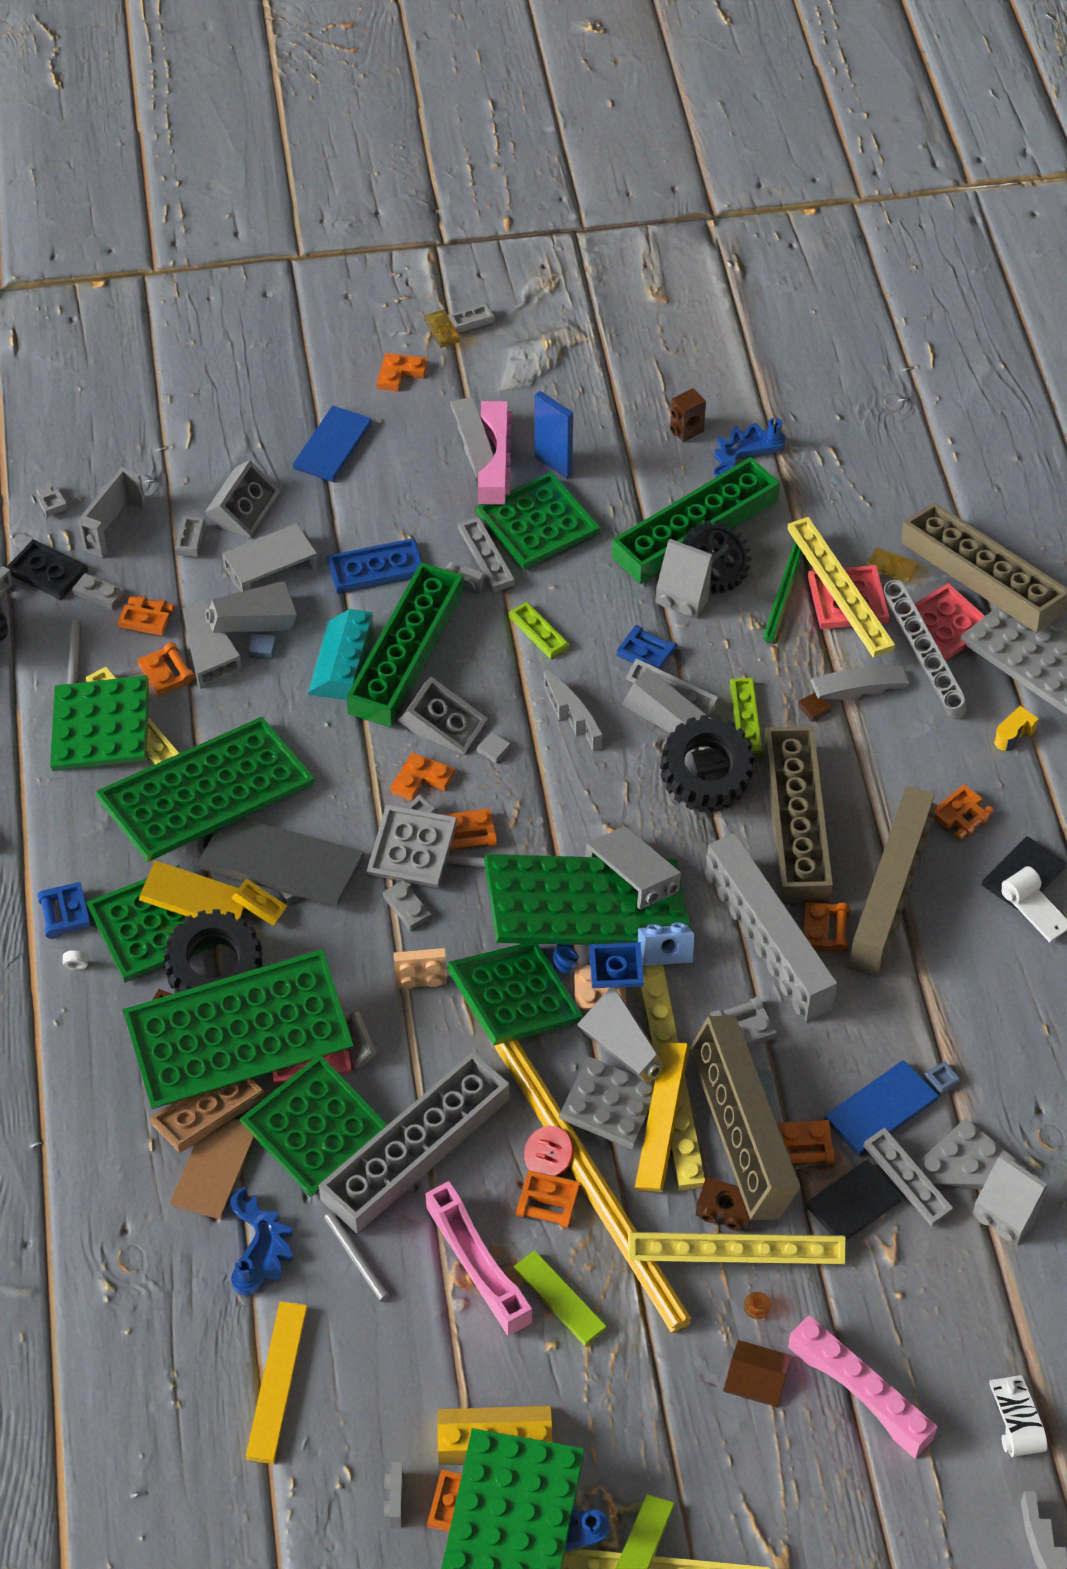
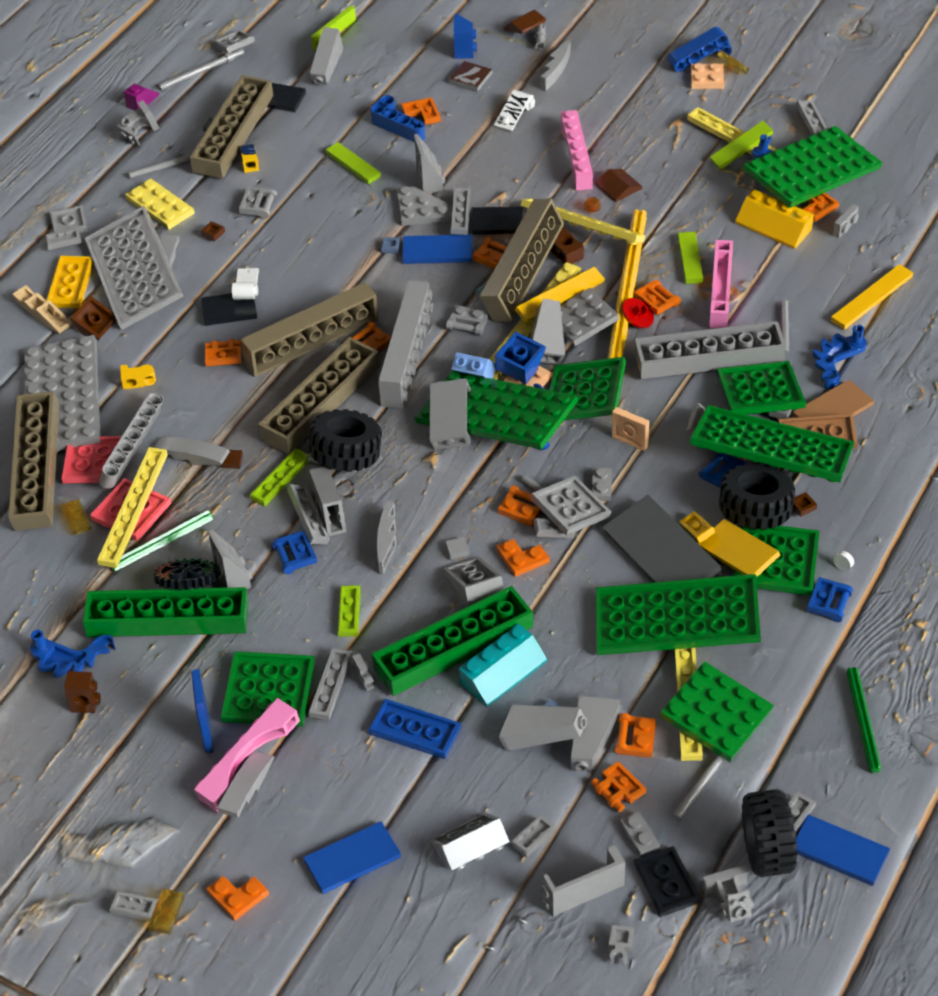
camera: 140 degrees left, 5 degrees down
(269, 556) = (490, 769): light grey panel -> none

